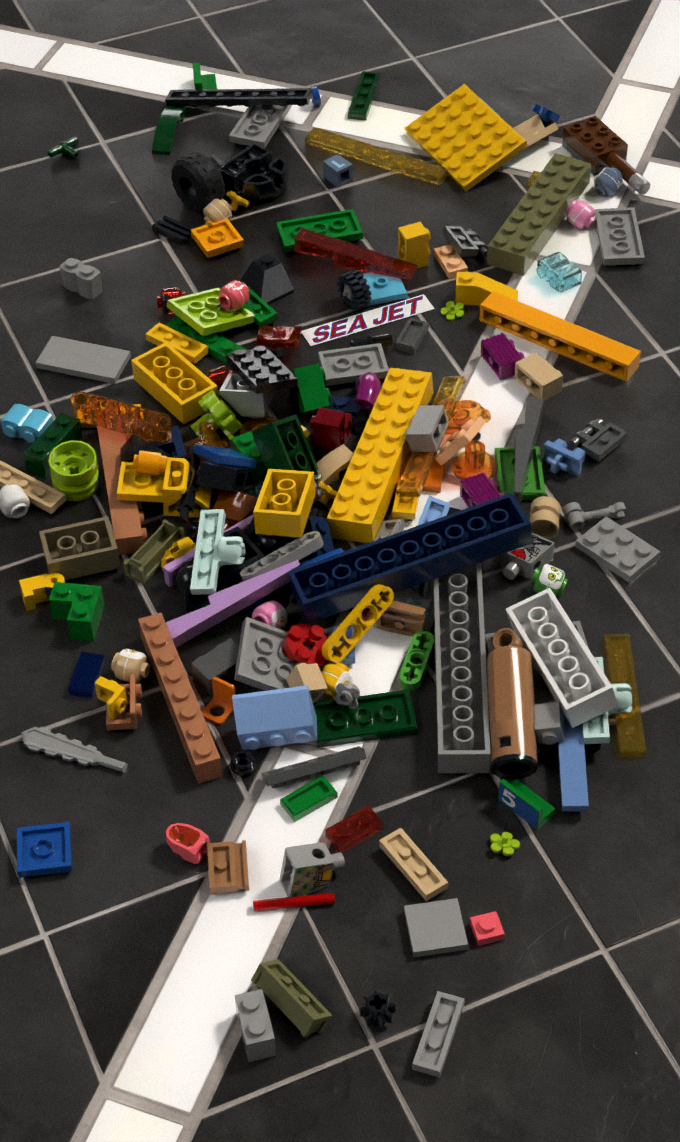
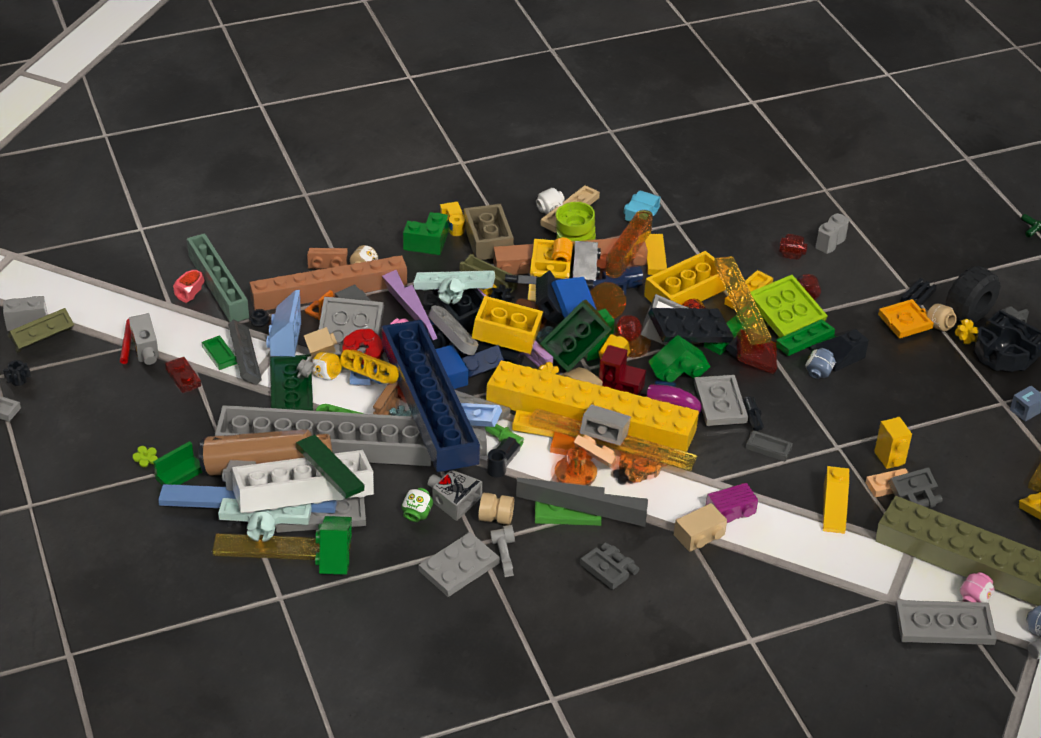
camera: 90 degrees right, 5 degrees down
(44, 849) = (206, 221): blue plate -> none
(58, 745) = (297, 236): light grey sword -> none
(61, 430) = (610, 217): dark green brick -> none
(83, 359) = (730, 236): light grey tile -> none
(86, 673) = (356, 240): clear blue tile -> none
(100, 309) = (793, 246): none -> clear red head
(112, 694) = (330, 242): yellow bracket -> none
(180, 805) = (218, 278): none -> sand green brick
(216, 332) = (742, 300): none -> clear yellow tile
(217, 413) = (636, 300): lime piece -> none
(227, 867) = (165, 306): medium nougat plate -> none
(233, 295) = (800, 314): coral head -> none
(261, 416) = (628, 327): none -> clear red head
(294, 294) = (820, 363): none -> sand blue head
(338, 225) = (926, 387): green plate -> none
(351, 255) = (878, 402): clear red slope -> none
(354, 289) = (822, 398): black wheel -> none
(367, 320) = (796, 420): sticker -> none
(384, 288) = (843, 429): medium azure plate -> none
(413, 864) = (137, 400): tan plate -> none
(435, 927) = (79, 411): light grey tile -> none
(452, 310) = (810, 478): lime plant -> none
(478, 489) = (531, 467): magenta brick -> none
(487, 928) = (69, 439): coral plate -> none
(557, 617) = (330, 466): none -> dark green tile
(559, 272) = (873, 561): clear light blue brick -> none
(560, 336) = (764, 552): light orange brick -> none
(563, 459) = (578, 531): medium blue hips -> none
(627, 629) = (334, 540): none -> green brick

